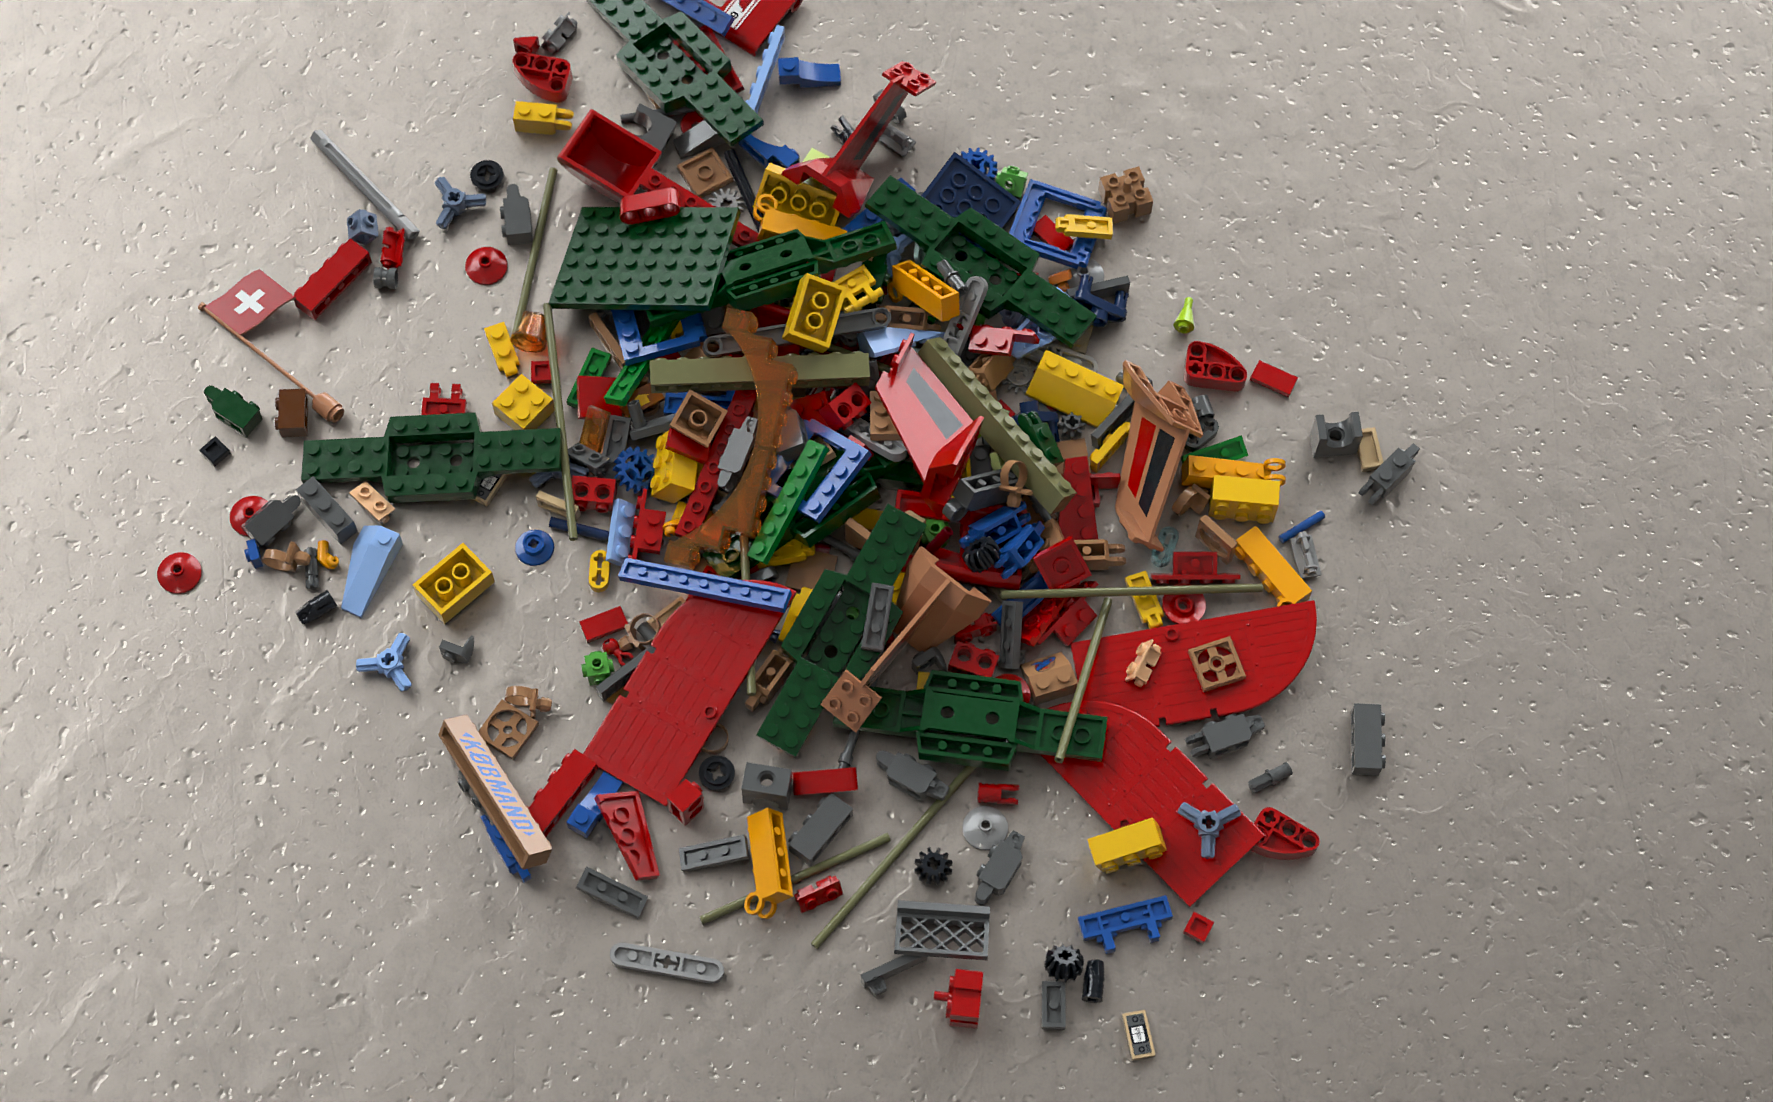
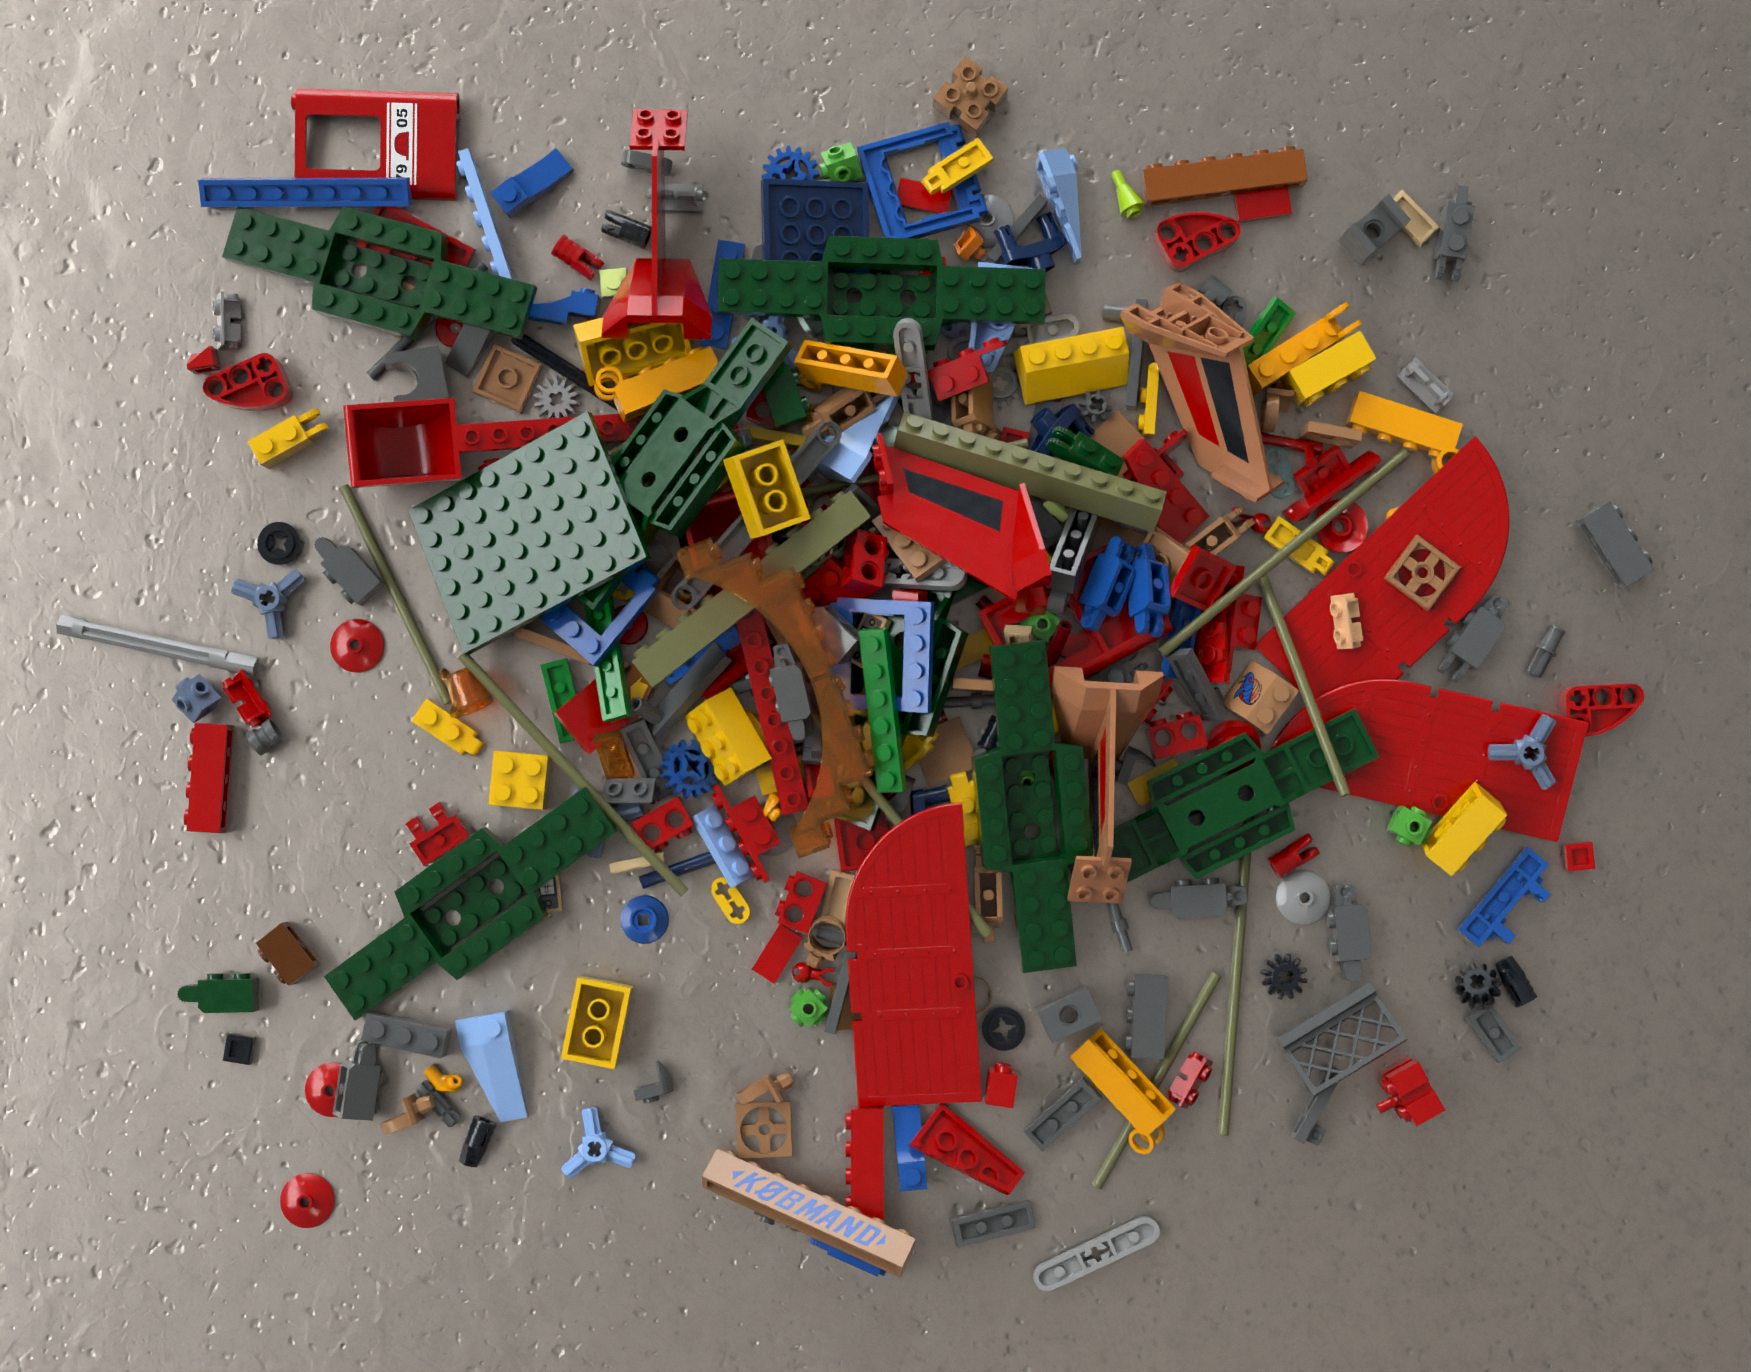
camera: 30 degrees left, 20 degrees up
(250, 305) = (148, 867): flag -> none
(253, 553) = (368, 1132): blue plate -> none
(372, 502) = (446, 993): light nougat hinge -> none
(540, 372) = (507, 728): red plate -> none
(647, 604) = (807, 904): none -> red brick
(650, 206) = (489, 472): red beam -> none
(686, 447) = (732, 718): red tile -> none
(698, 418) = (723, 685): medium nougat slope -> none
(705, 585) = (863, 859): plate -> none
(803, 130) = (573, 254): none -> red hinge
(825, 781) = (1119, 966): red beam -> none
(856, 282) = (771, 415): yellow plate -> none
(877, 617) = (1064, 774): dark grey tile -> none
(951, 277) = (874, 339): dark grey axle -> none
(981, 554) = (1119, 630): black gear -> none
(1013, 498) = (1106, 534): medium nougat piece -> none
(1091, 823) = (1400, 826): none -> bright green brick
(1129, 568) = (1259, 518): none -> red arm
(1138, 1035) = (1591, 1003): tile -> none
(1147, 282) = (1059, 182): none -> light blue wedge
(1195, 541) = (1308, 447): none -> red piece
(1257, 344) = (1223, 177): none -> dark orange brick
(1301, 526) = (1399, 354): blue piece -> none

